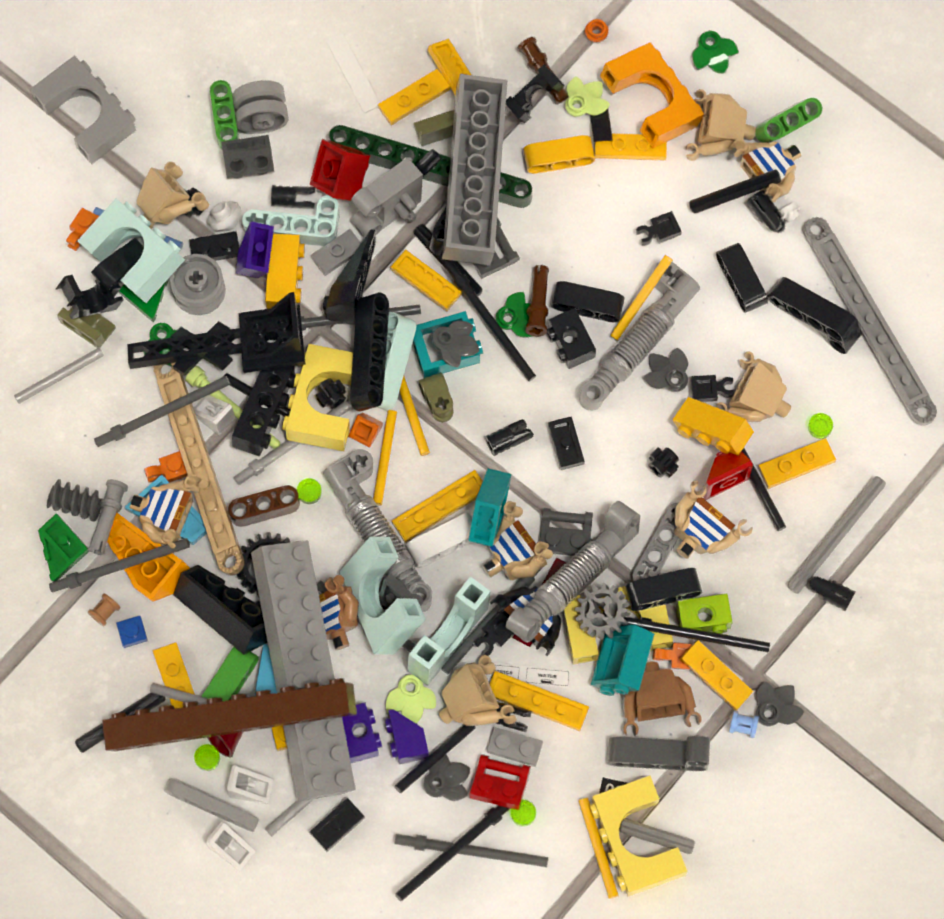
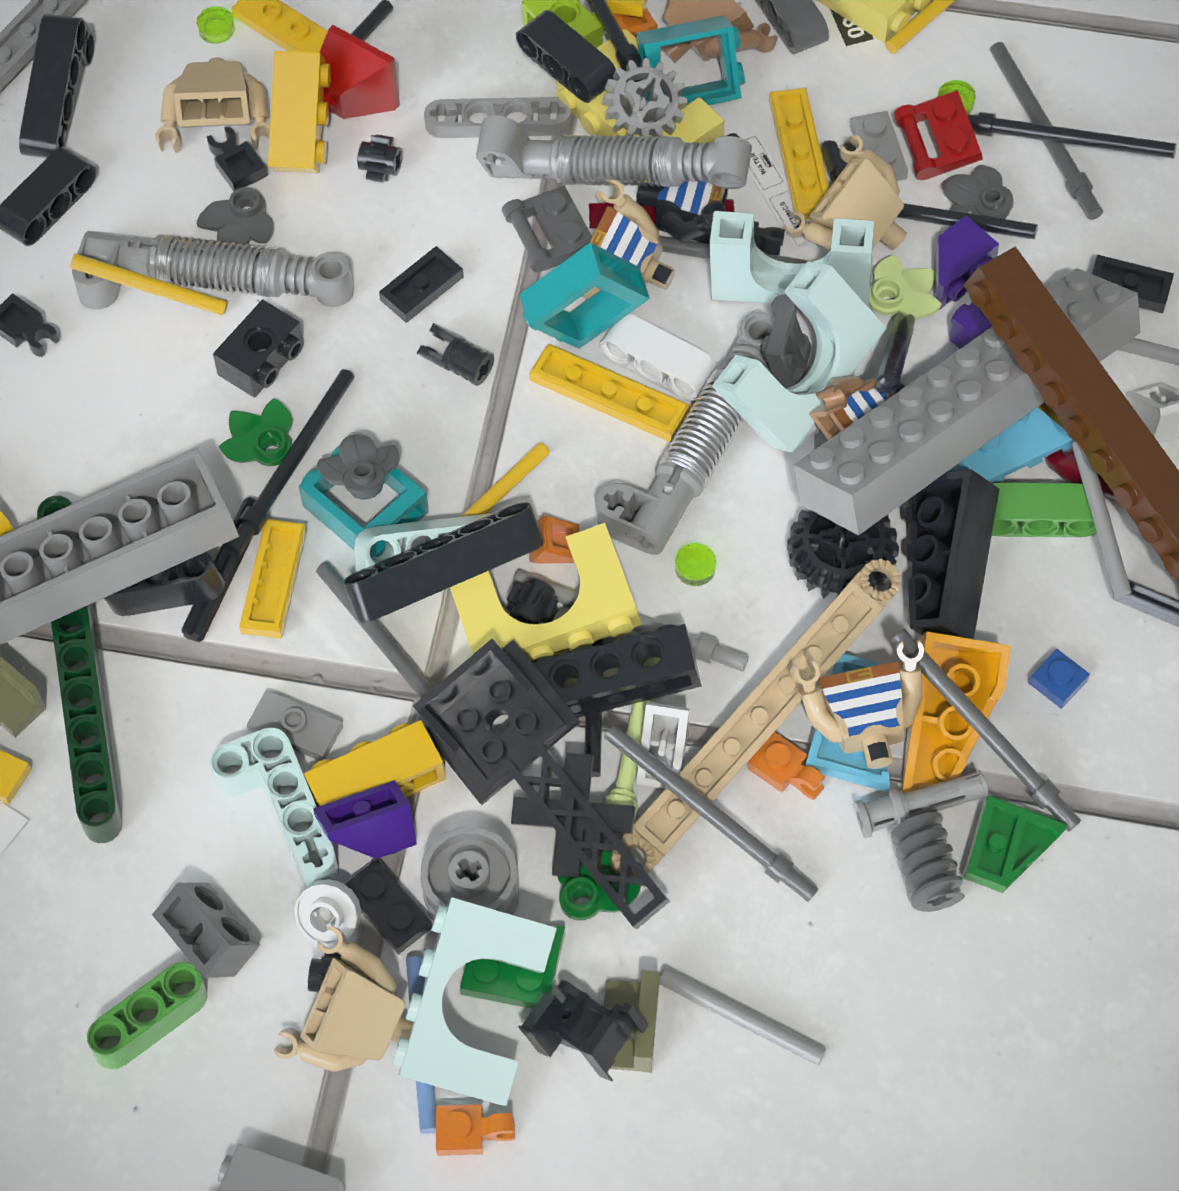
camera: 120 degrees left, 10 degrees down
(104, 609) = (1046, 731): medium nougat bush -> none
(117, 265) = (508, 1006): black beam -> none
(173, 670) = (1080, 586): yellow plate -> none
(260, 107) = (114, 947): light grey wheel -> none
(272, 496) = (755, 584): reddish brown beam -> none
(287, 196) = (238, 839): black hinge -> none
(339, 170) = (159, 778): red slope -> none
(350, 284) = (356, 654): black wedge -> none
(361, 656) = (895, 354): none -> black axle
(384, 457) = (589, 492): yellow bar -> none
(392, 194) = (166, 665): light grey piece -> none
(437, 394) = (450, 467): olive piece -> none
(538, 310) = (241, 405): reddish brown pin -> none
(588, 301) = (189, 358): black beam -> none
(703, 526) = (444, 67): torso -> none

